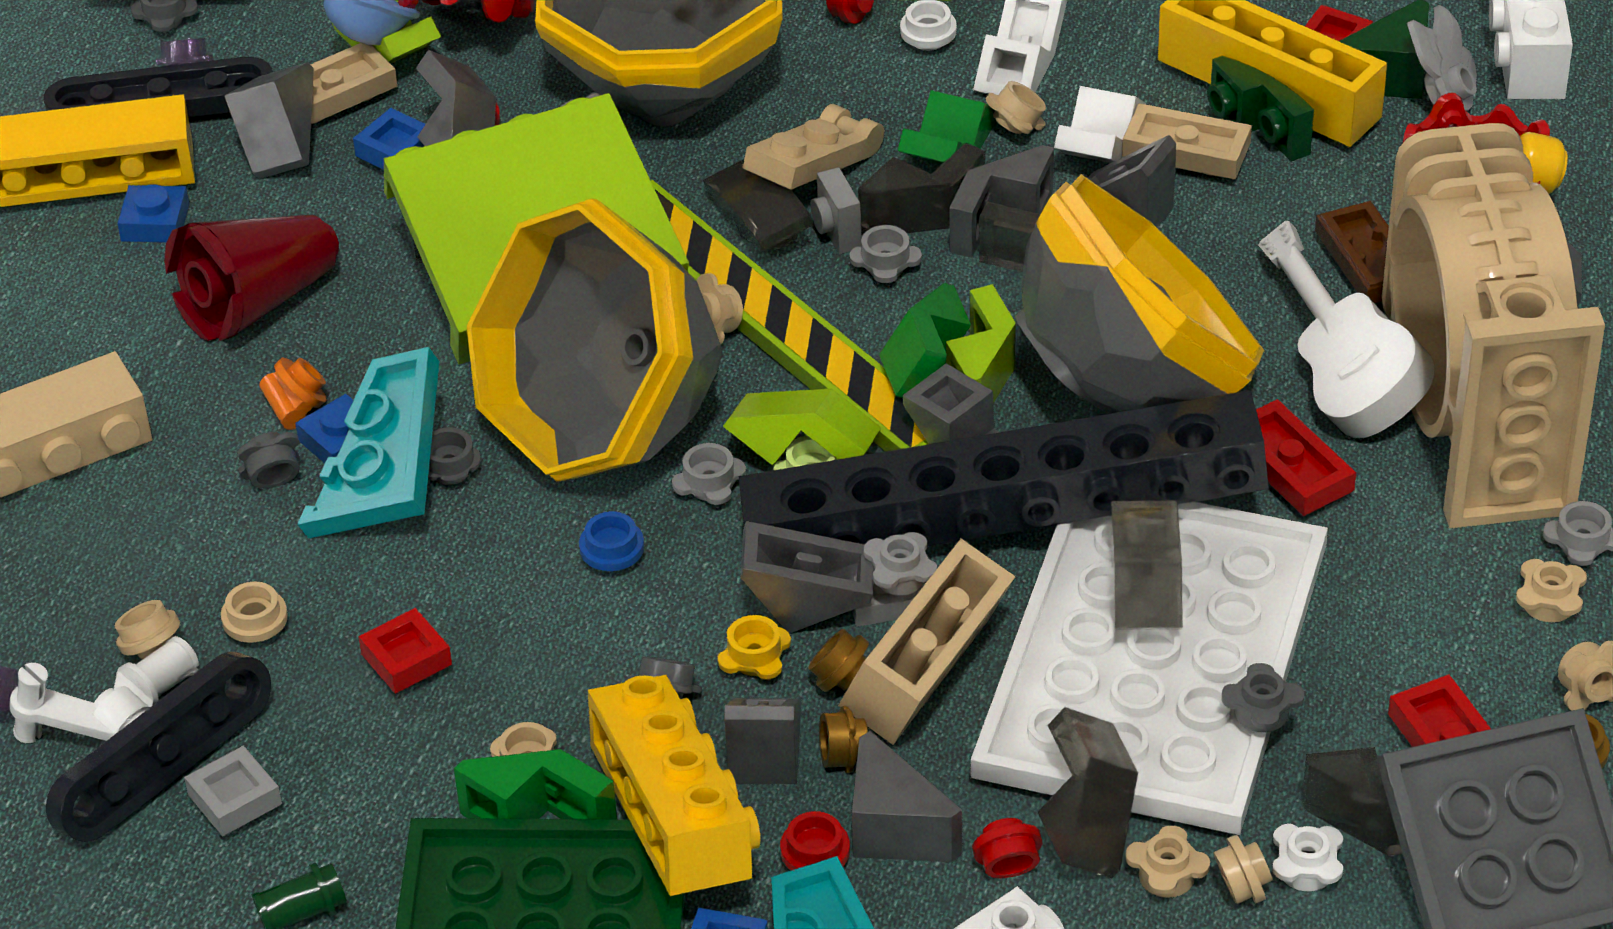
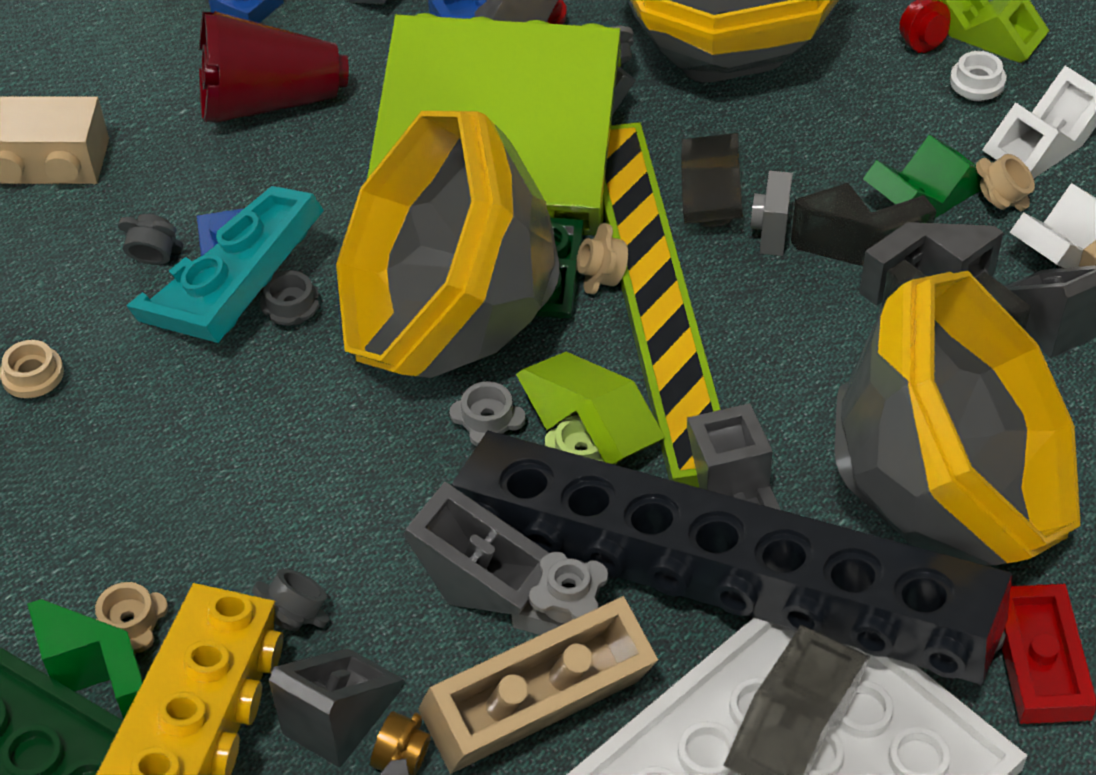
camera: 30 degrees right, 5 degrees up
(293, 390) = (222, 186): orange plate -> none
(405, 650) = (110, 463): red plate -> none
(611, 542) = (356, 440): blue plate -> none
(754, 647) = (392, 591): yellow plate -> none
(814, 147) = (792, 147): tan plate -> none
(839, 660) = (453, 657): pearl gold plate -> none
(885, 253) = (793, 270): light grey plate -> none
(921, 337) = (760, 364): green slope -> none
(990, 348) = (805, 415): lime slope -> none

